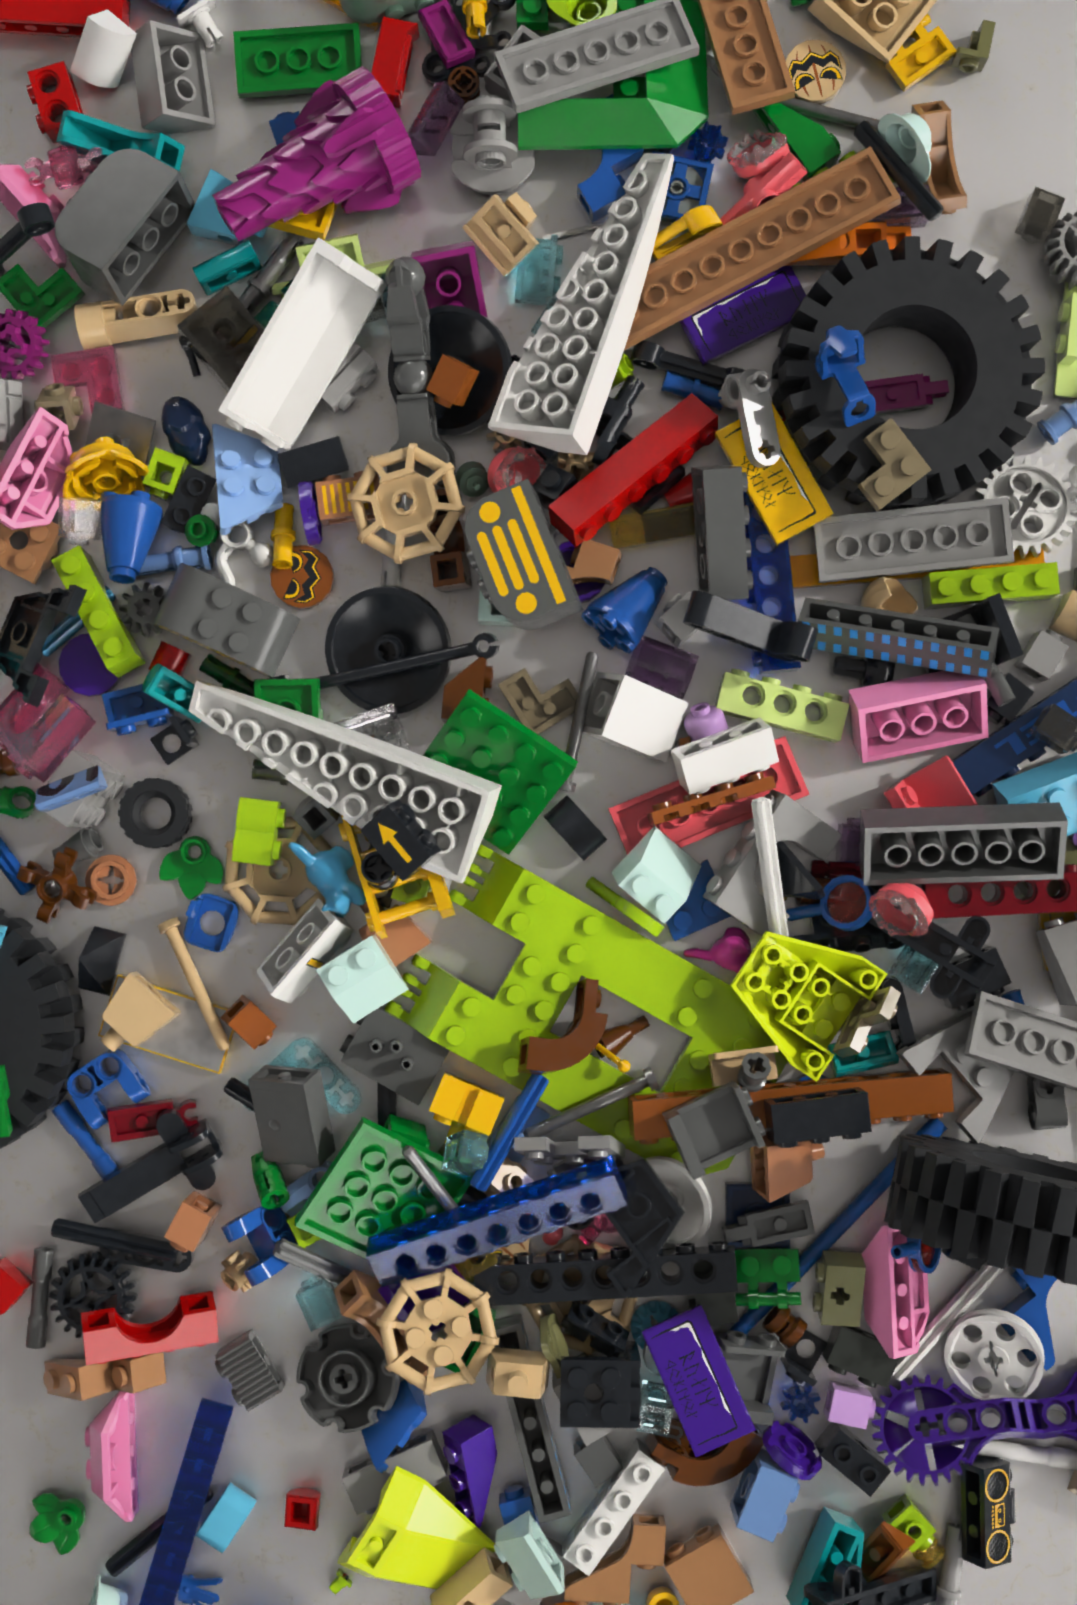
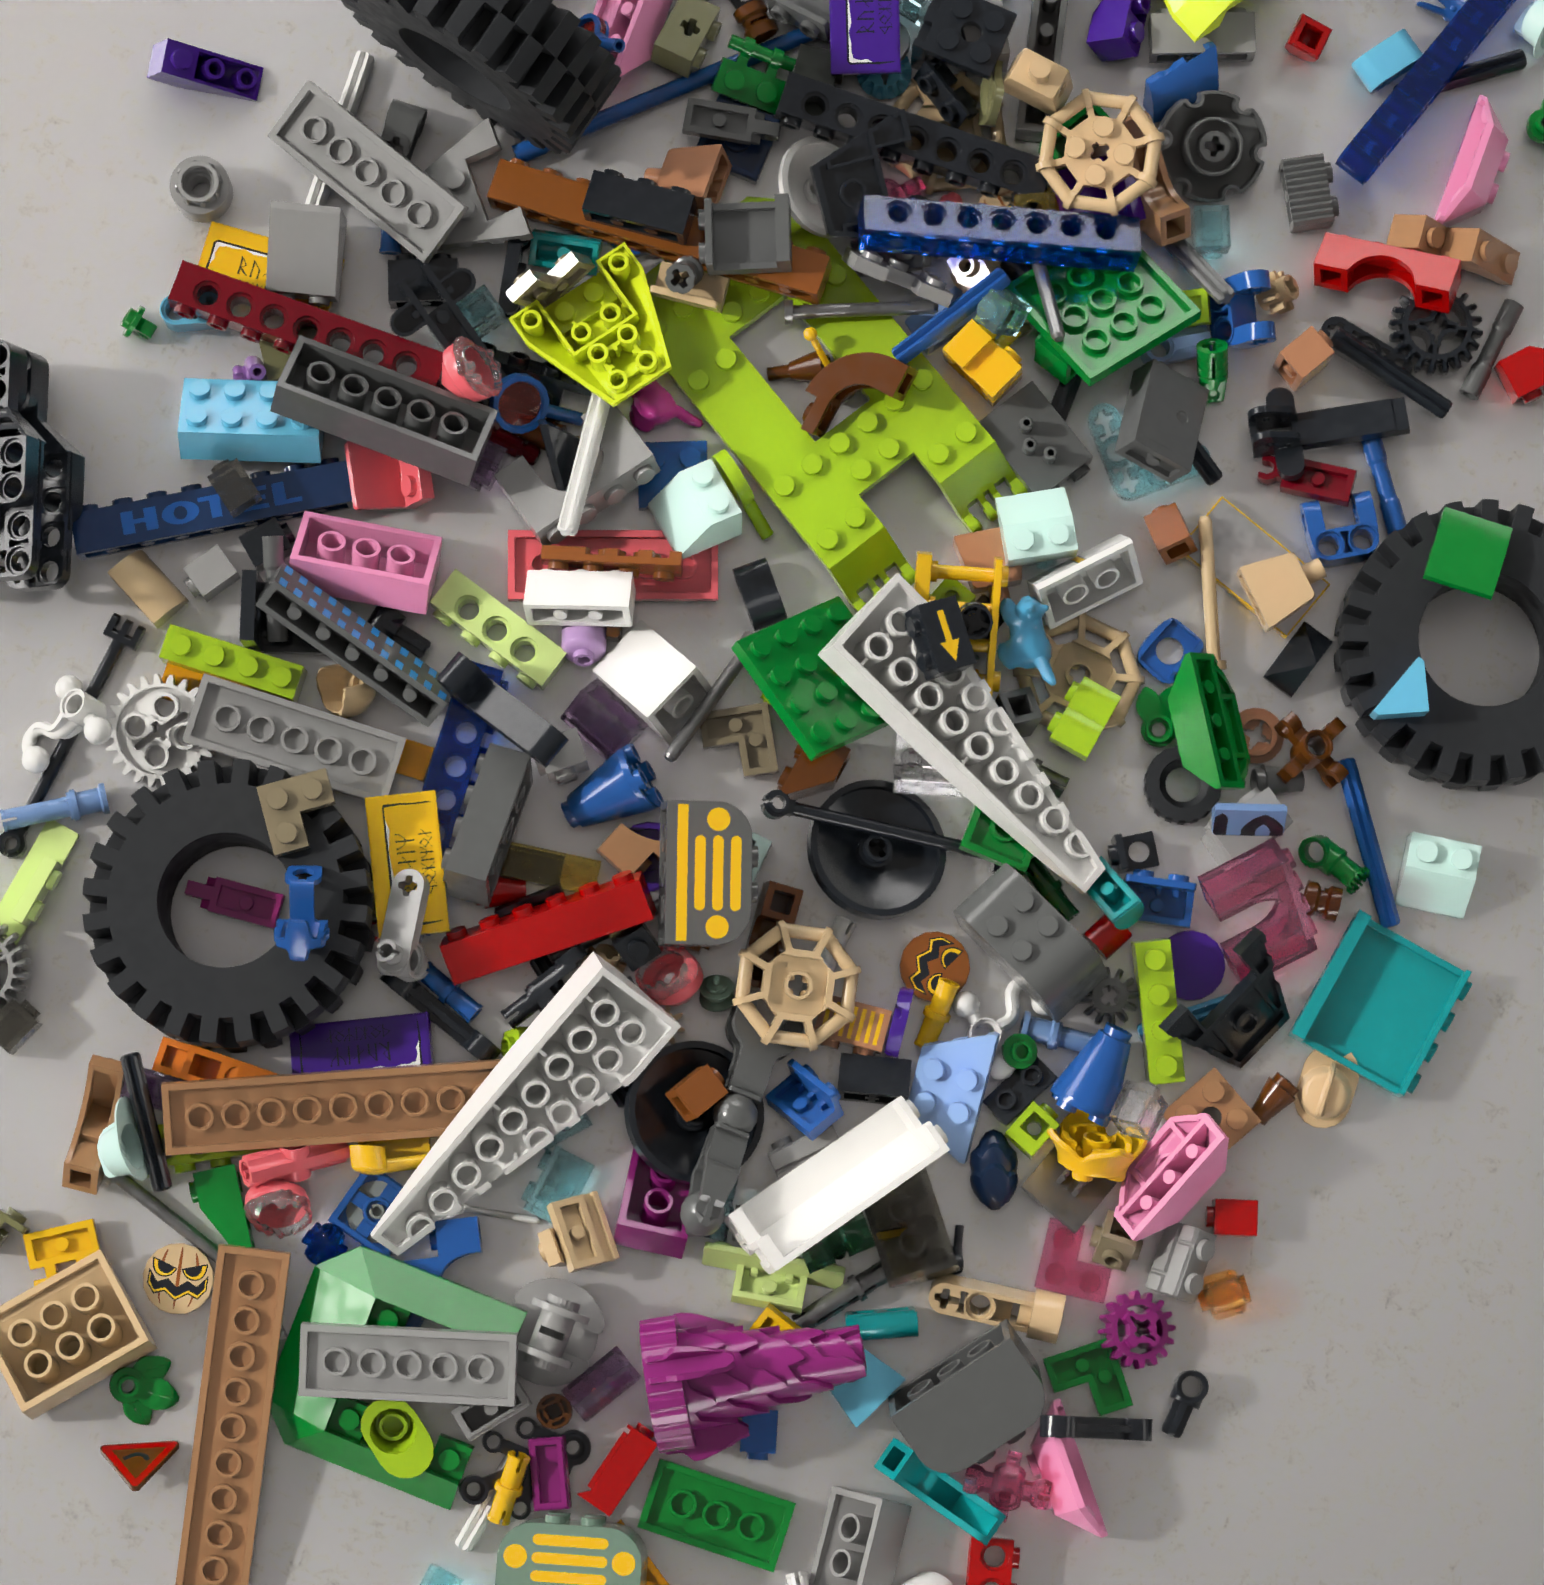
camera: 160 degrees left, 5 degrees down
(147, 866) = (1208, 723): none -> green wedge
(362, 415) = (806, 1100): none -> blue bracket

